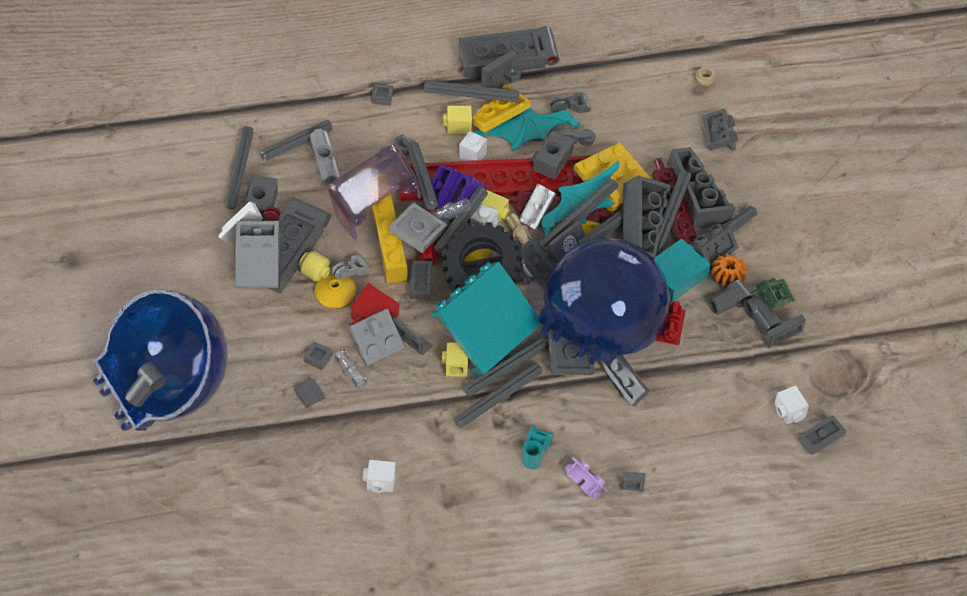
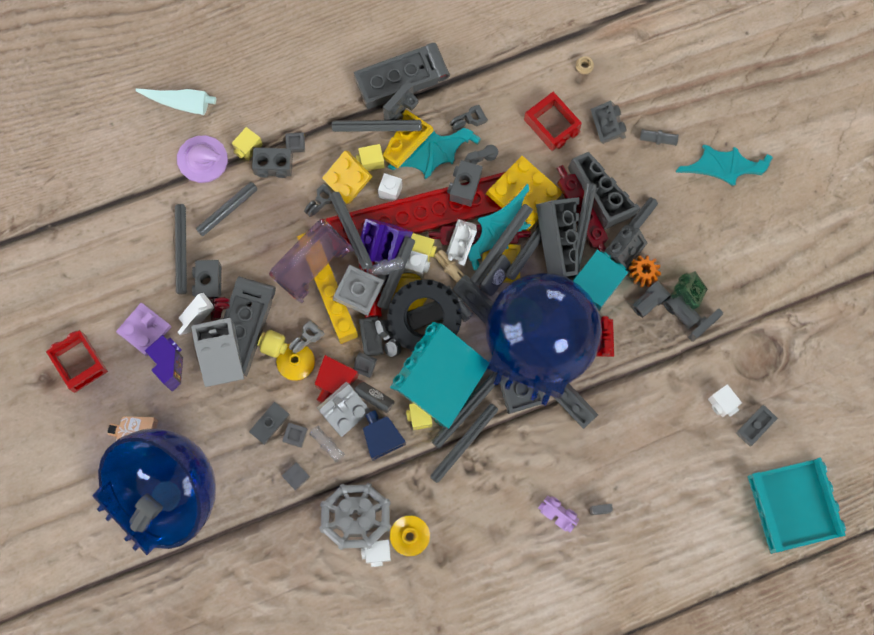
camera: 10 degrees left, 20 degrees up
(110, 262) = (87, 376): none -> red window
(182, 232) = (143, 328): none -> lavender hinge
(200, 259) = (168, 360): none -> dark purple piece
(276, 36) = (185, 100): none -> light aqua piece
(281, 93) = (202, 159): none -> lavender piece
(293, 340) = (269, 423): none -> dark grey plate
(324, 156) = (261, 233): light grey piece -> none
(331, 85) = (245, 144): none -> light yellow brick
(353, 433) = (355, 505): none -> light grey plate
(354, 105) = (273, 157): none -> dark grey brick
(408, 303) = (365, 364): none -> flat silver tile
(411, 371) = (381, 436): none -> dark blue torso
(419, 459) = (407, 525): none -> yellow dish
(430, 130) = (347, 177): none -> yellow plate
(436, 273) = (393, 347): none -> dark grey piece
(537, 444) = (509, 487): teal piece -> none
(654, 104) = (542, 107): none -> red window
(771, 153) = (659, 137): none -> dark grey pin
(839, 192) = (726, 165): none -> teal animal
(851, 519) = (796, 505): none -> teal panel

